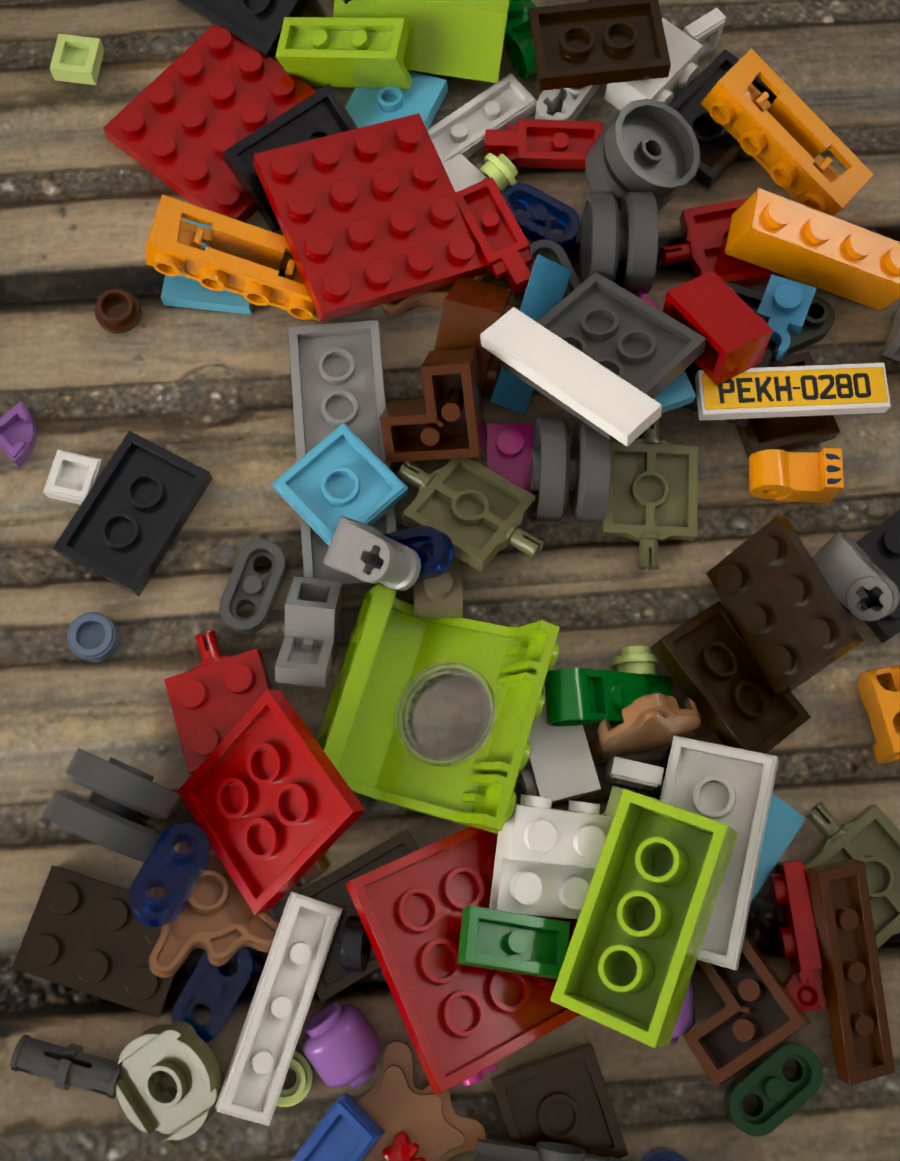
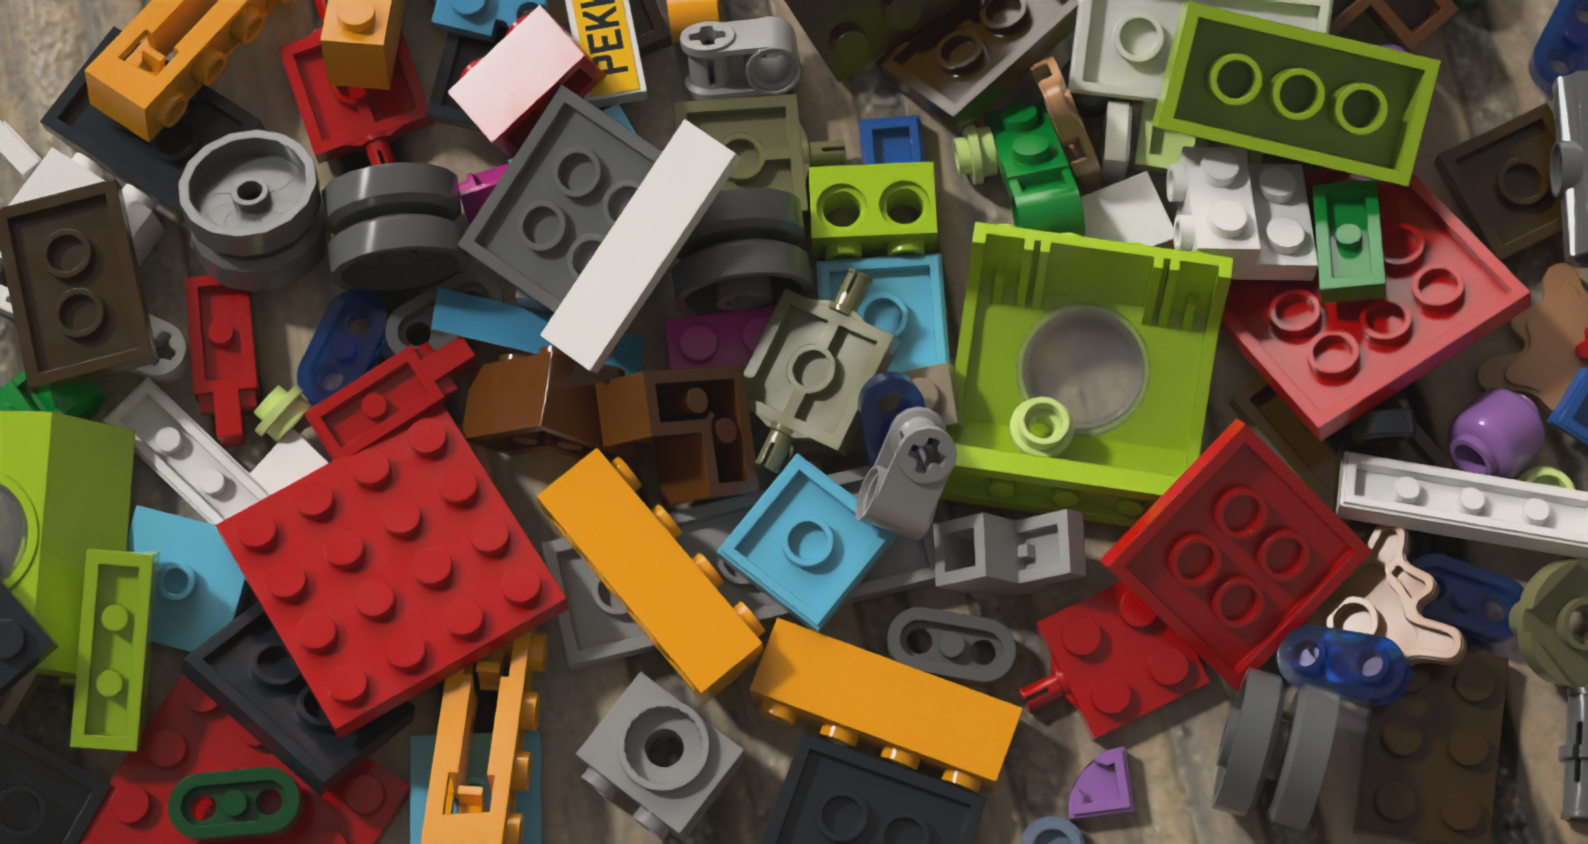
camera: 90 degrees left, 0 degrees up
(129, 681) = (1102, 788): none -> medium lavender tile
(207, 543) = (884, 705): none -> light orange brick
(212, 354) = (666, 797): none -> light grey brick
(225, 114) = (238, 804): none -> dark green plate
(334, 378) = (652, 575): none -> light orange brick
(405, 657) = (1047, 412): none -> yellowish green plate
(515, 586) = (902, 300): none -> medium azure plate
(606, 581) = (871, 194): none -> lime brick
(648, 605) = (891, 140): none -> blue tile
(729, 502) = (738, 58): none -> light grey piece

